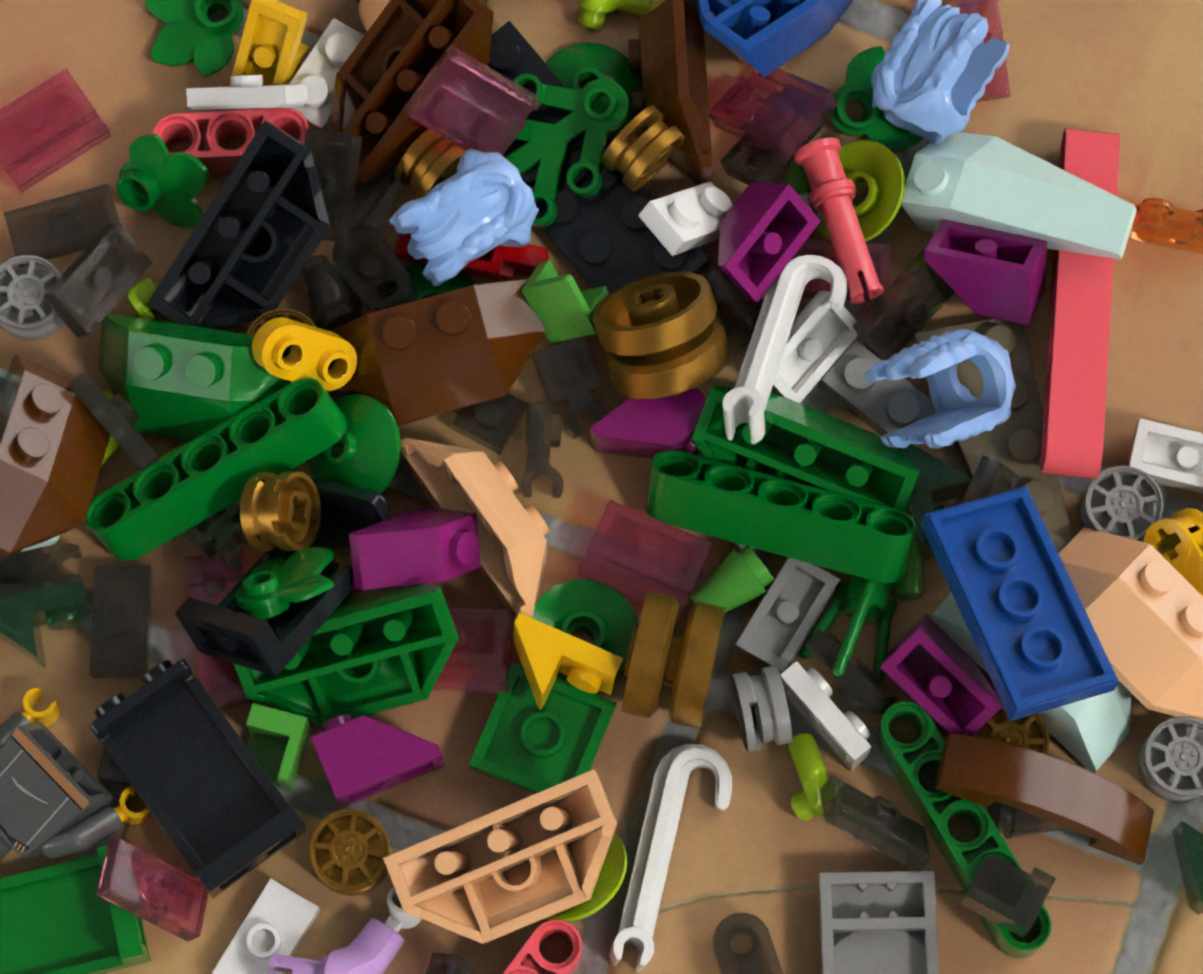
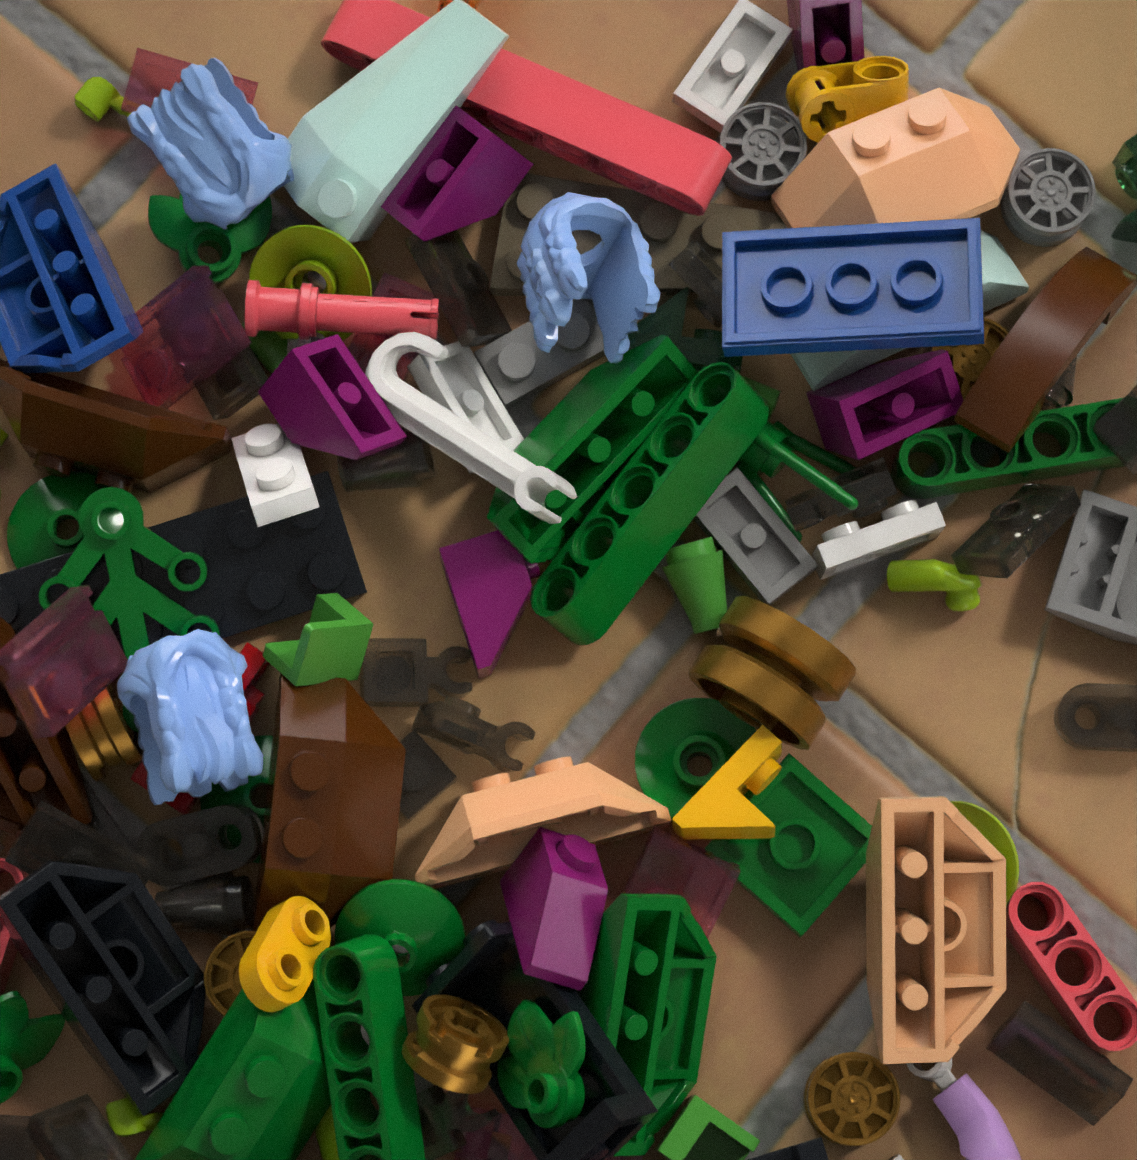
camera: 75 degrees left, 5 degrees up
(371, 757) = (755, 1042): magenta slope -> none
(642, 148) = (190, 487): pearl gold wheel -> none
(643, 555) = (635, 666): clear pink plate -> none
(657, 843) = (956, 768): white piece -> none
(661, 335) = (405, 552): pearl gold wheel -> none
(769, 708) = (850, 601): light grey wheel -> none

